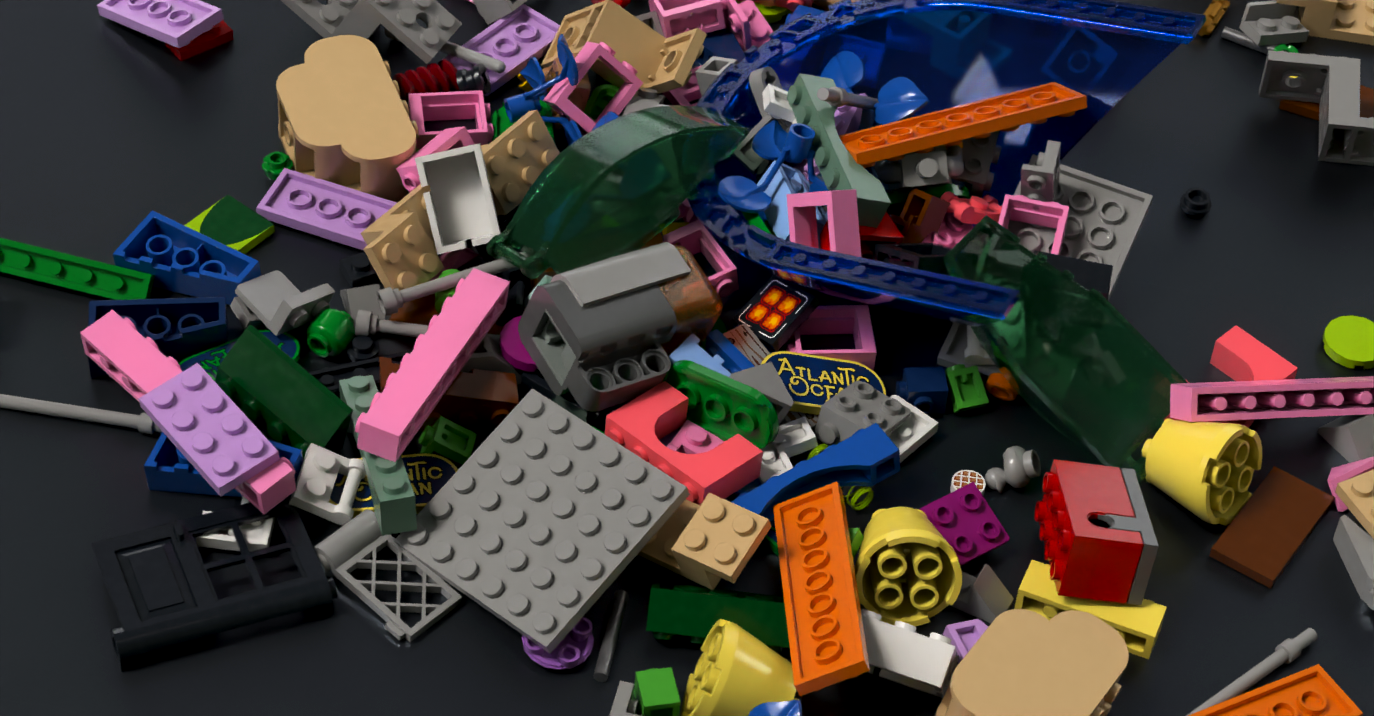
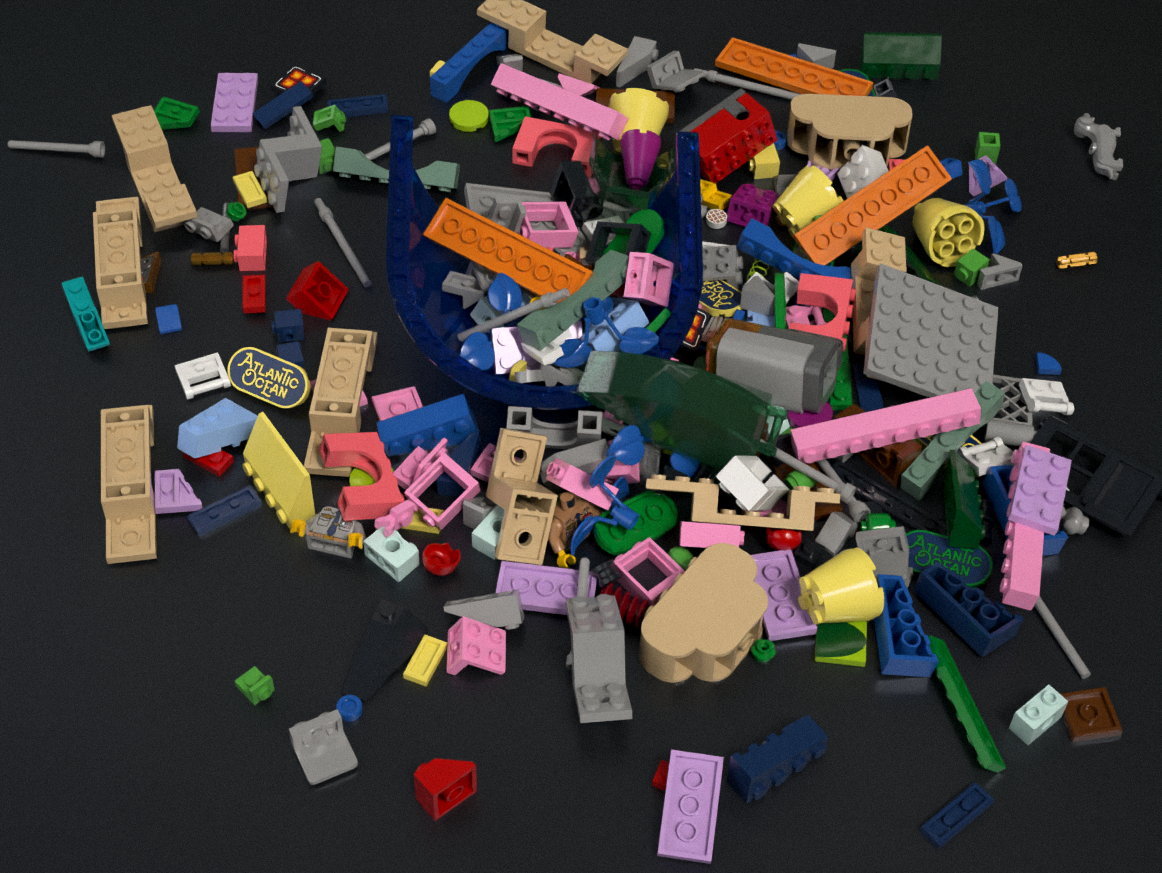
camera: 120 degrees left, 5 degrees up
(144, 91) = (776, 758): none -> dark blue wedge
(167, 509) = (1073, 521): none -> light grey animal
(269, 219) = (842, 589): none -> light yellow cone
(379, 626) = (1045, 396): none -> white plate
(423, 672) = (1047, 364): none -> blue tile
(1014, 506) = (713, 198): none -> yellow slope
(1115, 414) = (639, 156): none -> magenta cone
(1211, 49) = (251, 248): none -> coral brick
(1230, 130) = (327, 216): none -> light grey bar
(1239, 236) = (353, 161): none -> sand green arch
(1308, 591) = (670, 74): none -> light grey bracket
(1312, 359) = (507, 121): none -> green wing
(1343, 166) = (327, 156): none -> bright green brick
(1348, 283) = (426, 127): none -> light grey piece

